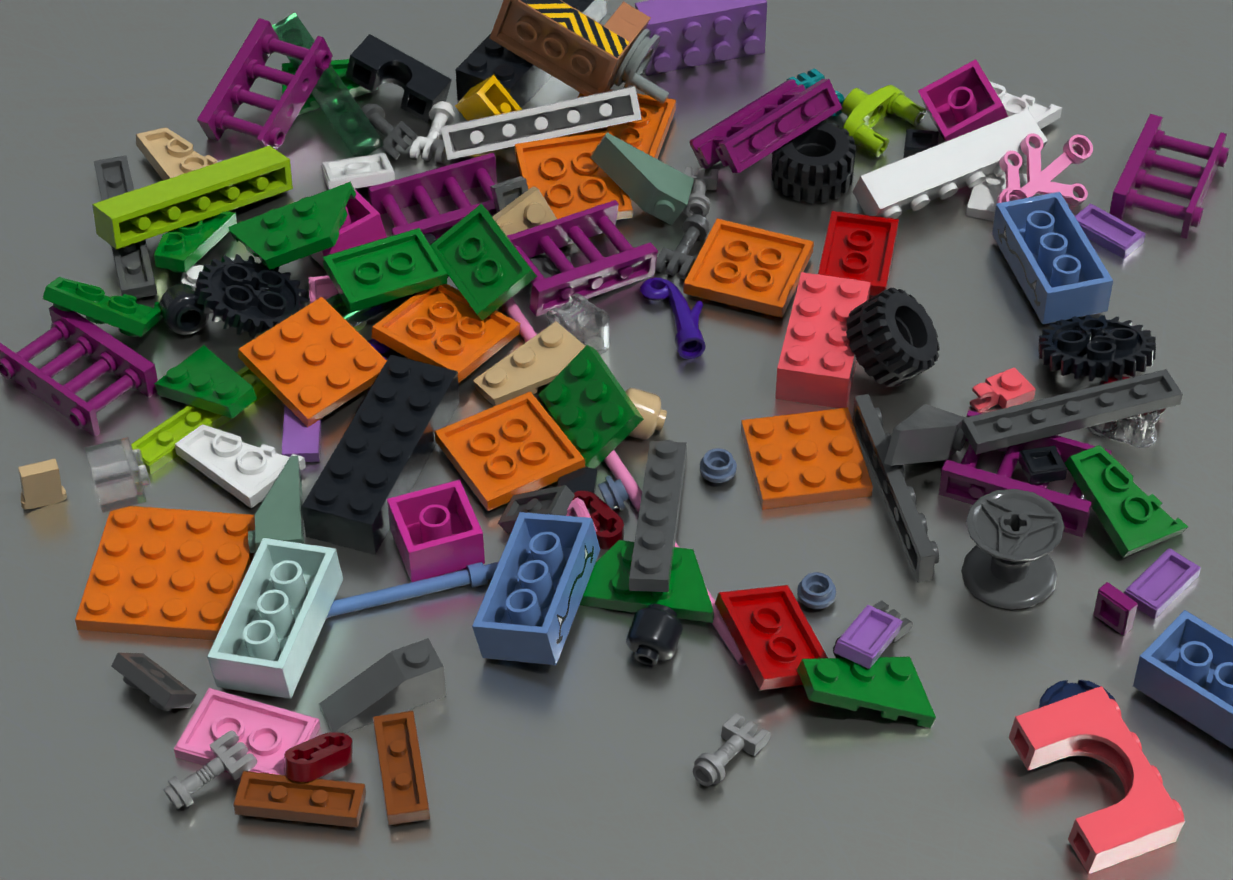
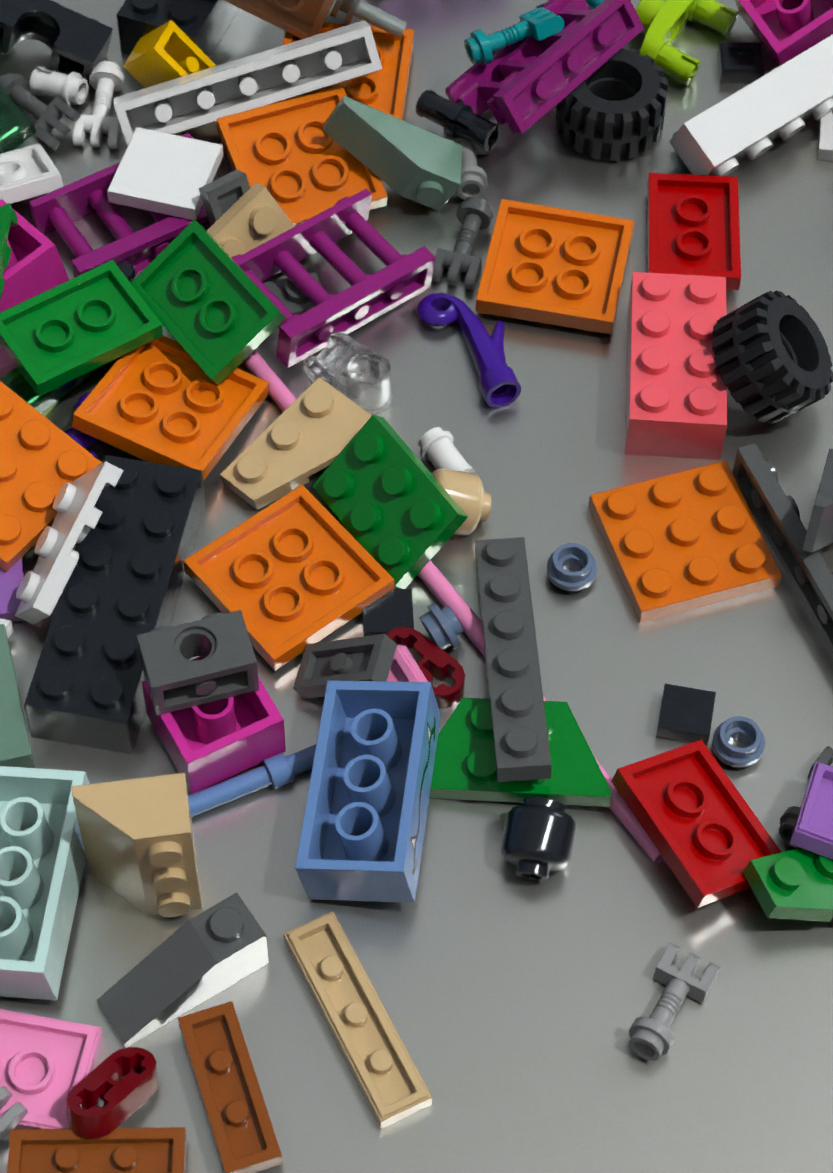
camera: 10 degrees left, 10 degrees up
(343, 409) = (57, 559): none -> white wing
(366, 595) = (141, 841): none -> tan slope
(414, 117) = (69, 88): none -> white pin
(428, 486) = (184, 683): none -> dark grey brick
(467, 176) = (165, 173): none -> white tile
(501, 737) = (357, 1020): none -> tan tile
(637, 377) = (439, 449): none -> white pin
(695, 162) = (458, 120): none -> black pin
(762, 99) = (535, 23): none -> teal hinge
(782, 569) = (686, 714): none -> black tile

